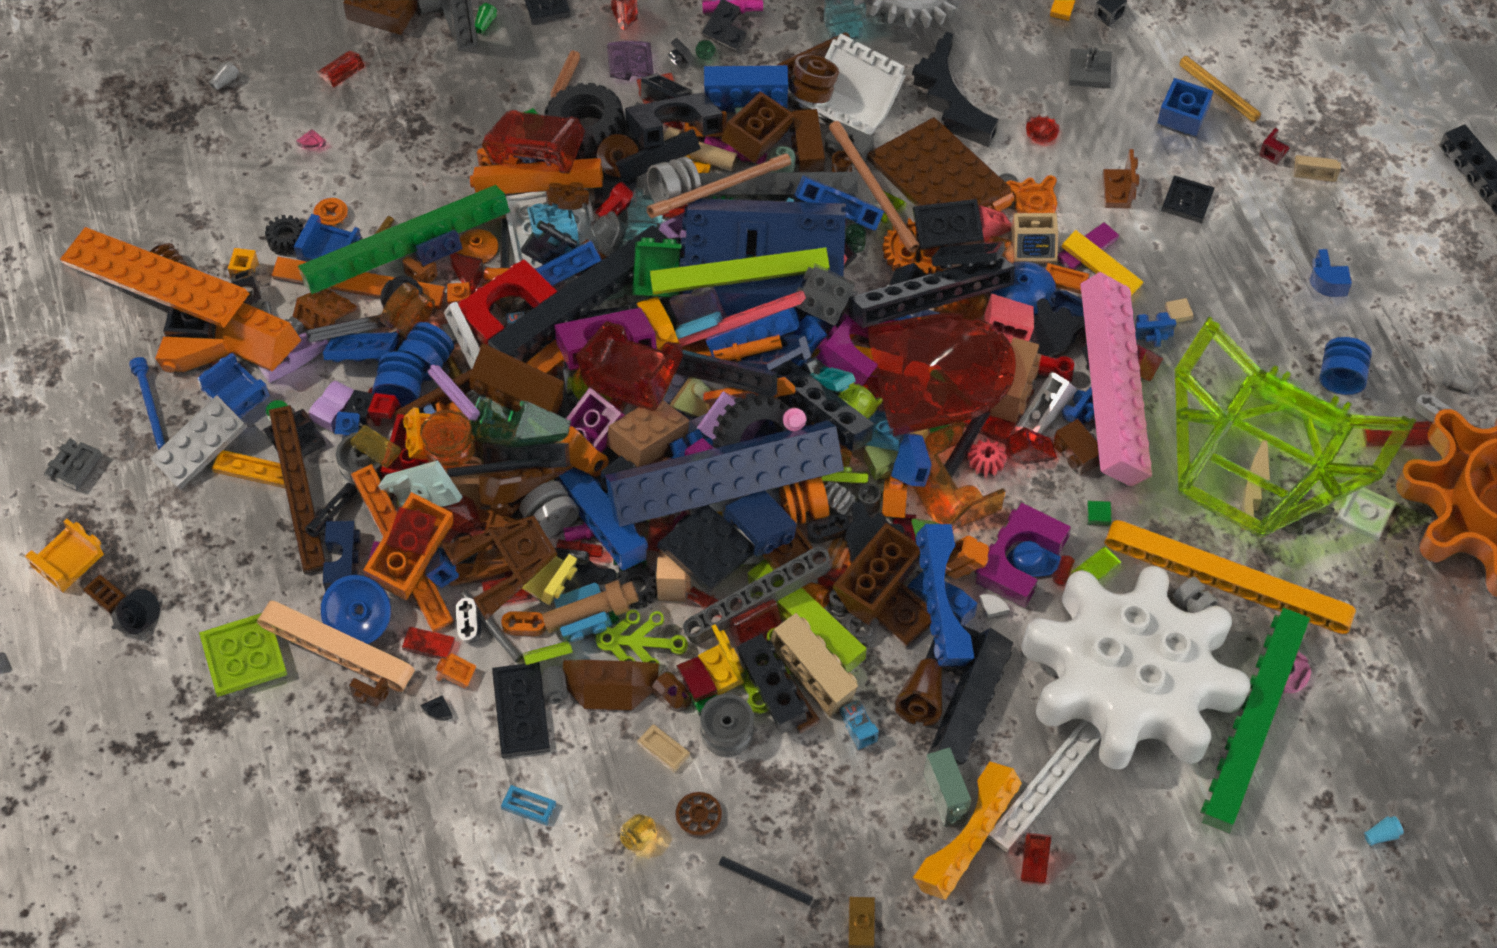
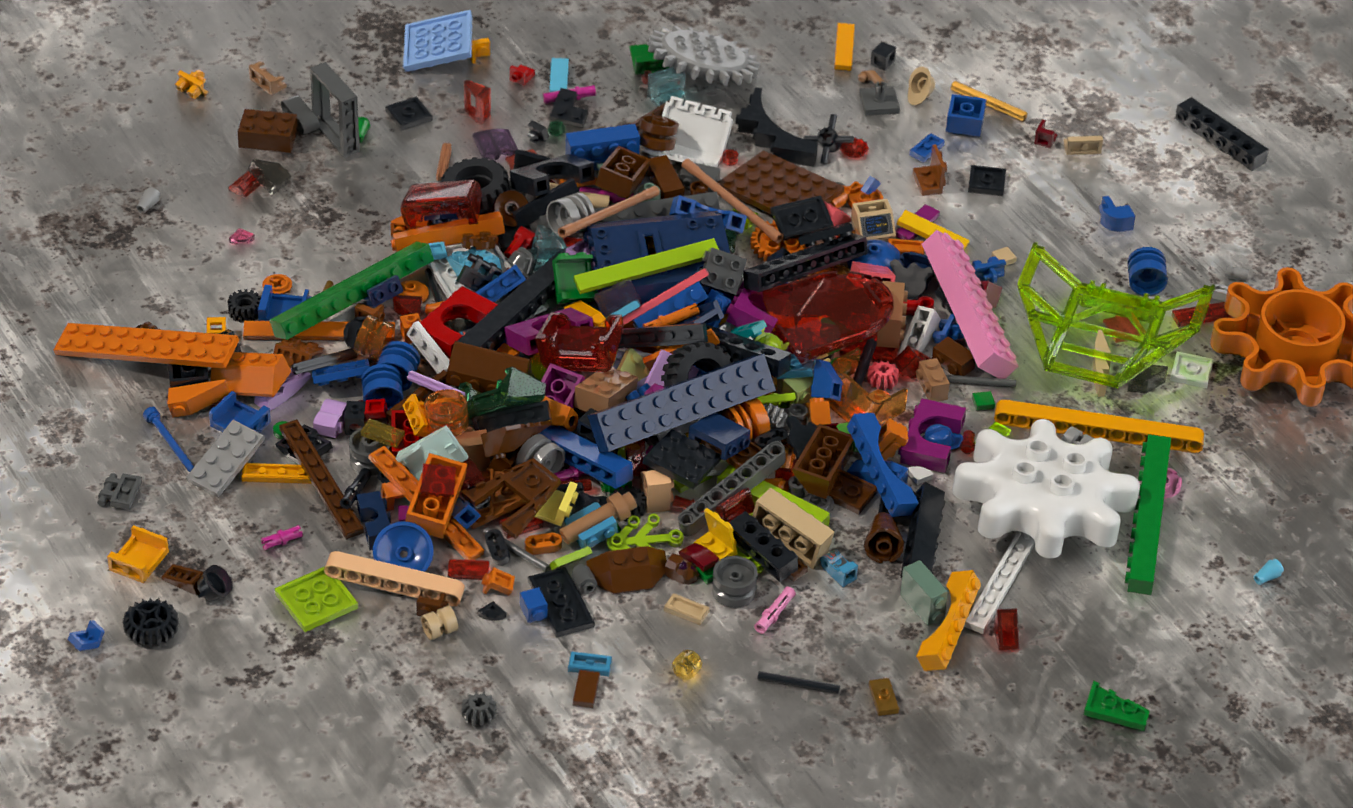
camera: 15 degrees left, 15 degrees down
(42, 664) = (151, 628): none -> black gear
(230, 560) = (281, 537): none -> dark pink pin
(347, 424) = (349, 424): blue bracket -> none
(364, 65) = (269, 175): none -> clear smoke slope
(366, 526) = (390, 493): none -> orange panel
(369, 717) = (436, 623): none -> tan wheel
(379, 856) = (478, 708): none -> dark grey gear
(483, 713) = (533, 605): none -> blue brick
(493, 467) = (477, 432): black bar -> none
(513, 840) = (586, 688): none -> reddish brown tile
(518, 197) = (438, 250): none -> medium azure tile
(698, 814) = (730, 647): reddish brown wheel -> none
(752, 783) = (764, 623): none -> bright pink pin
(794, 419) = (728, 354): bright pink plate -> none
(893, 114) = (730, 157): none -> clear red bush
(1013, 116) = (829, 139): none -> black bar
(1044, 188) = (870, 185): none -> blue tile
(1044, 476) = (933, 380): none -> medium nougat brick
(1088, 33) = (869, 75): none -> medium nougat arm
(1100, 482) = (981, 380): none -> dark grey bar
(1134, 138) = (923, 149): none -> blue plate
(1142, 57) = (920, 85): none -> tan piece
(1293, 433) = (1120, 324): none -> clear red piece

